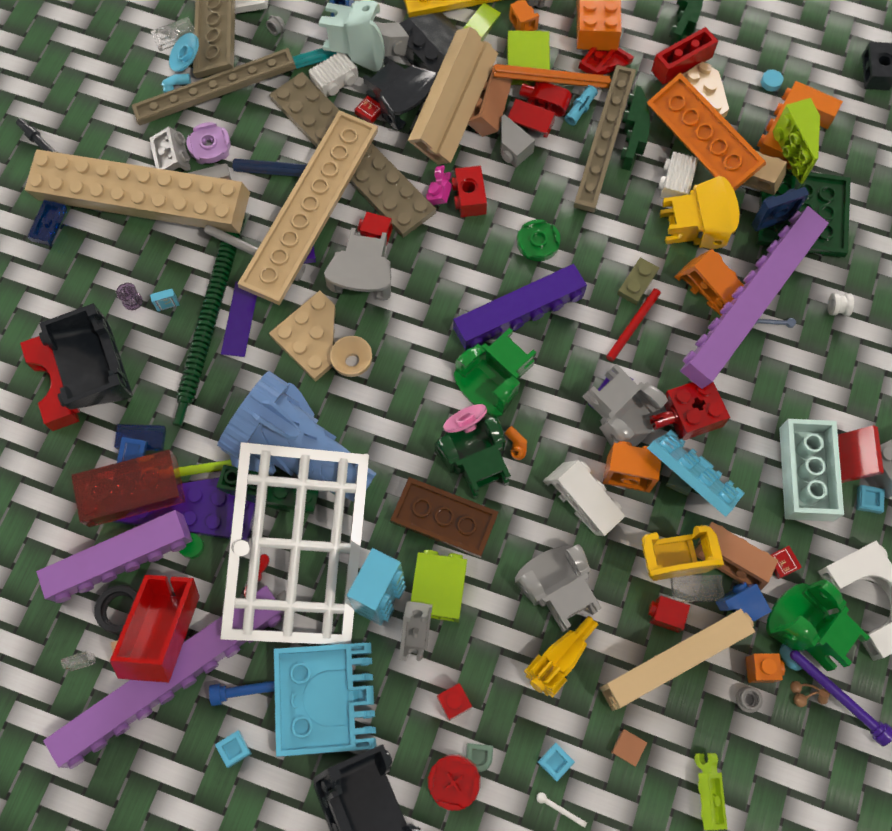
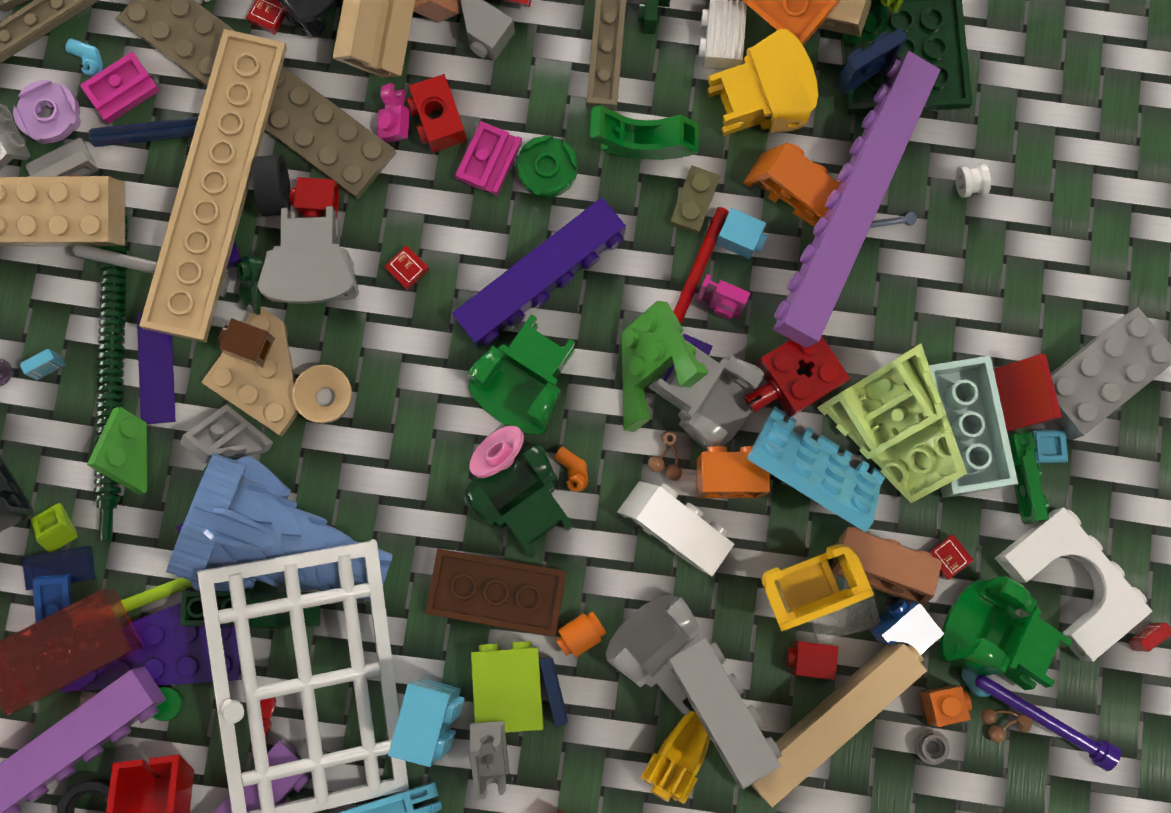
camera: 15 degrees left, 10 degrees up
(144, 410) = (53, 528): none -> lime slope
(204, 366) = (123, 451): none -> bright green wing
(245, 113) = (89, 54): none -> medium azure arm
(260, 137) = (120, 87): none -> dark pink plate
(279, 365) = (226, 435): none -> light grey wing
(307, 310) = (245, 342): none -> reddish brown brick
(317, 270) = (248, 274): none -> dark green plate
(347, 213) = (271, 184): none -> black tyre
(427, 287) = (406, 268): none -> red tile
(472, 594) = (554, 691): none -> dark blue tile
(499, 226) = (488, 158): none -> dark pink plate
(499, 559) = (580, 634): none -> orange brick
(578, 453) = (657, 464): none -> medium nougat piece
(587, 370) = (648, 350): none -> bright green wing
(597, 625) = (723, 713): none -> light grey brick
(610, 234) = (644, 139): none -> green arch
(647, 345) = (723, 298): none -> dark pink plate
(667, 308) = (742, 234): none -> medium azure brick
(763, 457) = (901, 425): none -> yellowish green wedge
(850, 522) = (1029, 492): none -> green hinge

